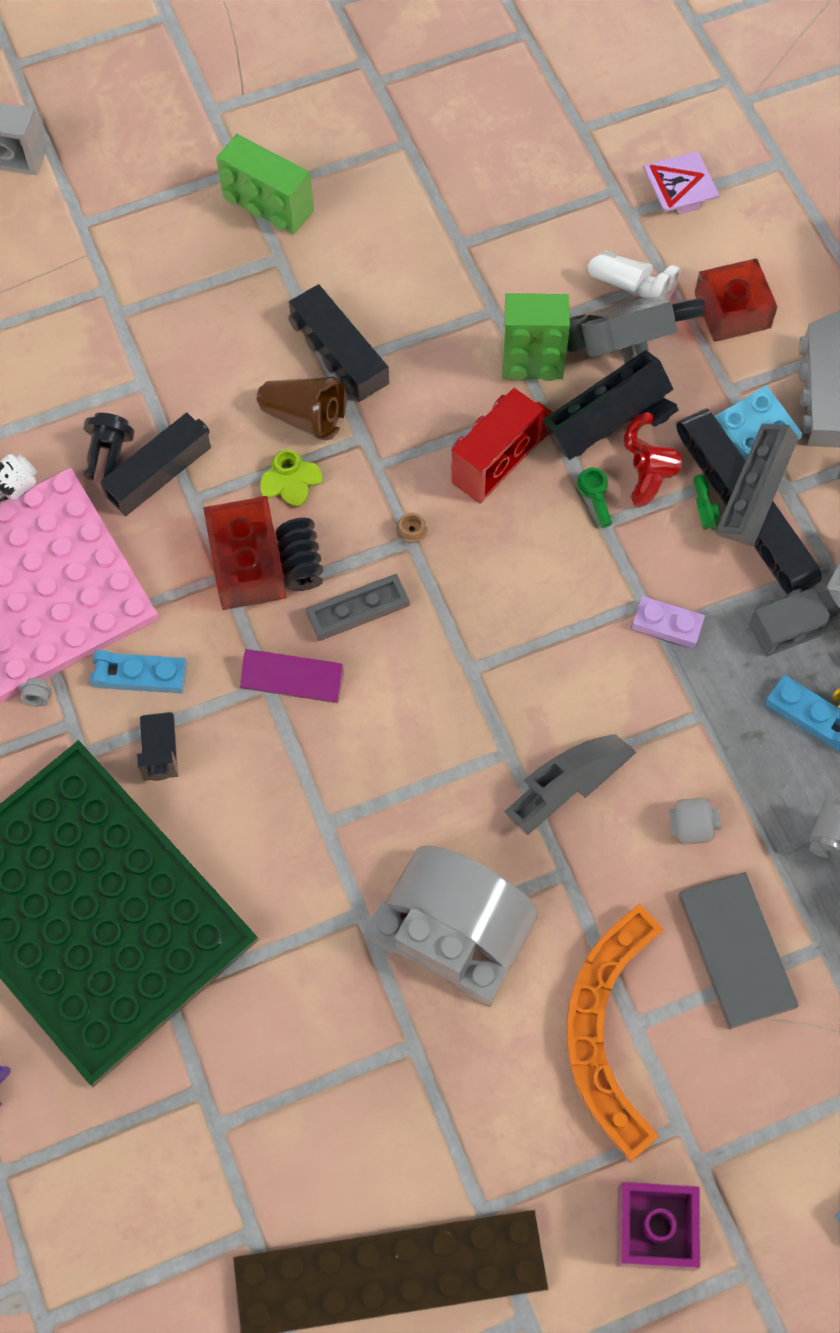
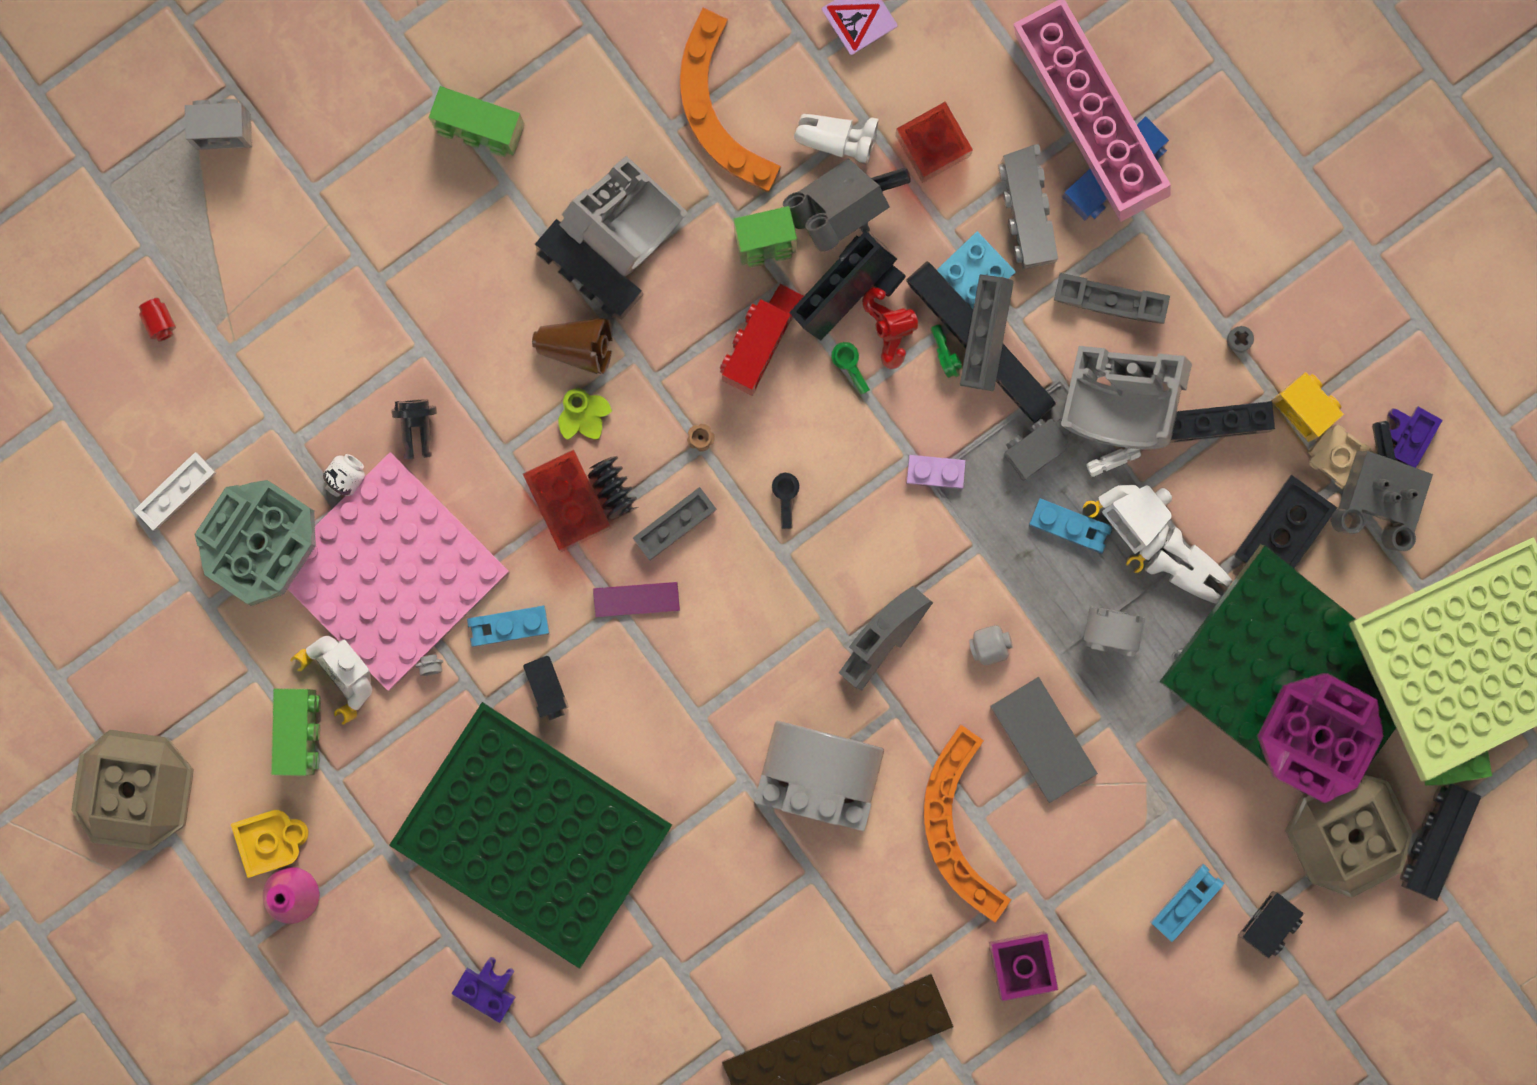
camera: 15 degrees left, 20 degrees up
(156, 463) = (464, 430): black brick -> none
(391, 318) = (633, 229): none -> light grey piece
(492, 599) = (785, 487): none -> black plate
(495, 225) = (700, 112): none -> orange plate

